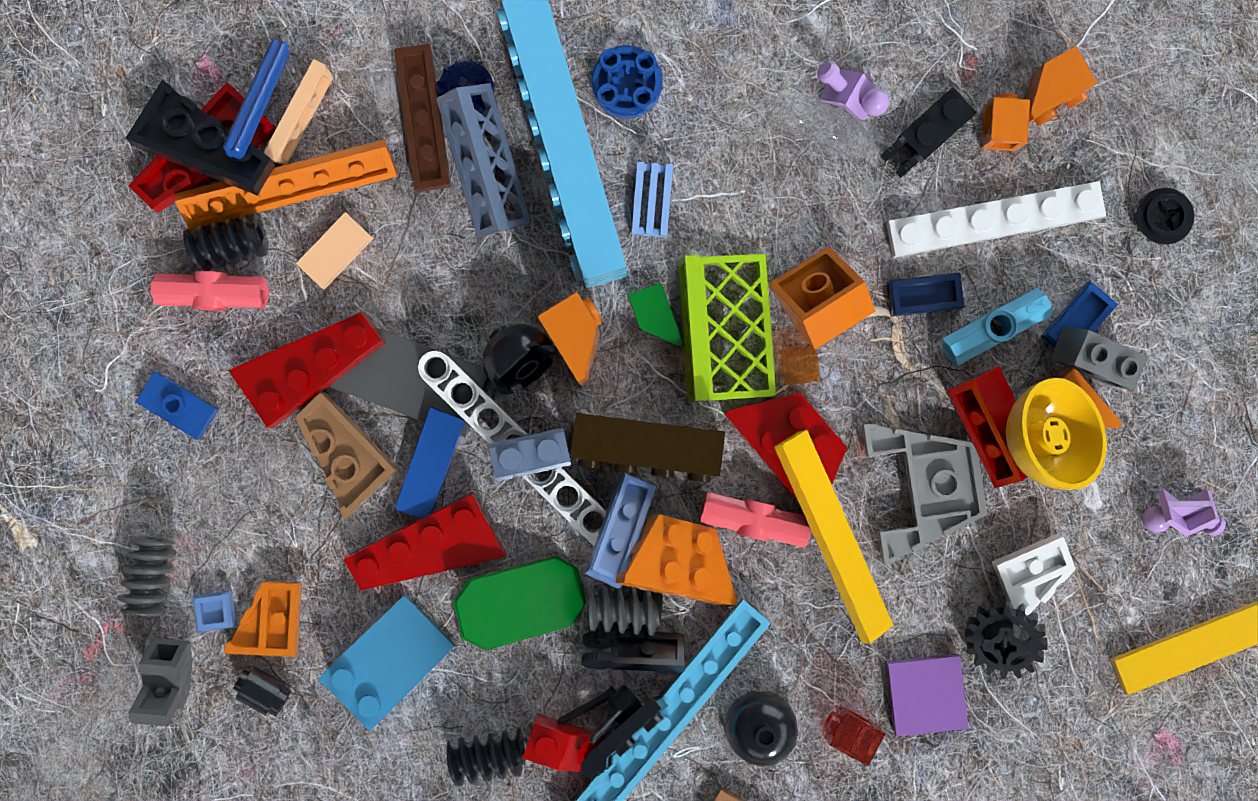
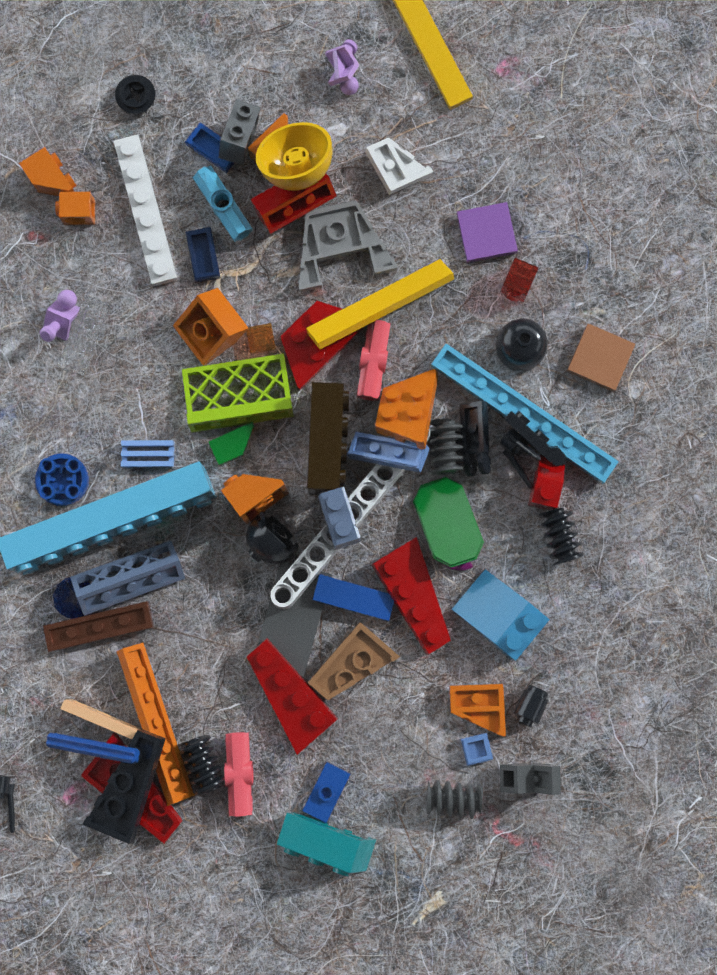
camera: 95 degrees left, 5 degrees down
(103, 398) = (325, 844): none -> teal wedge
(334, 250) = (201, 684): light nougat tile -> none
(931, 129) = (84, 259): black hinge -> none
(1024, 642) = (441, 193): black gear -> none

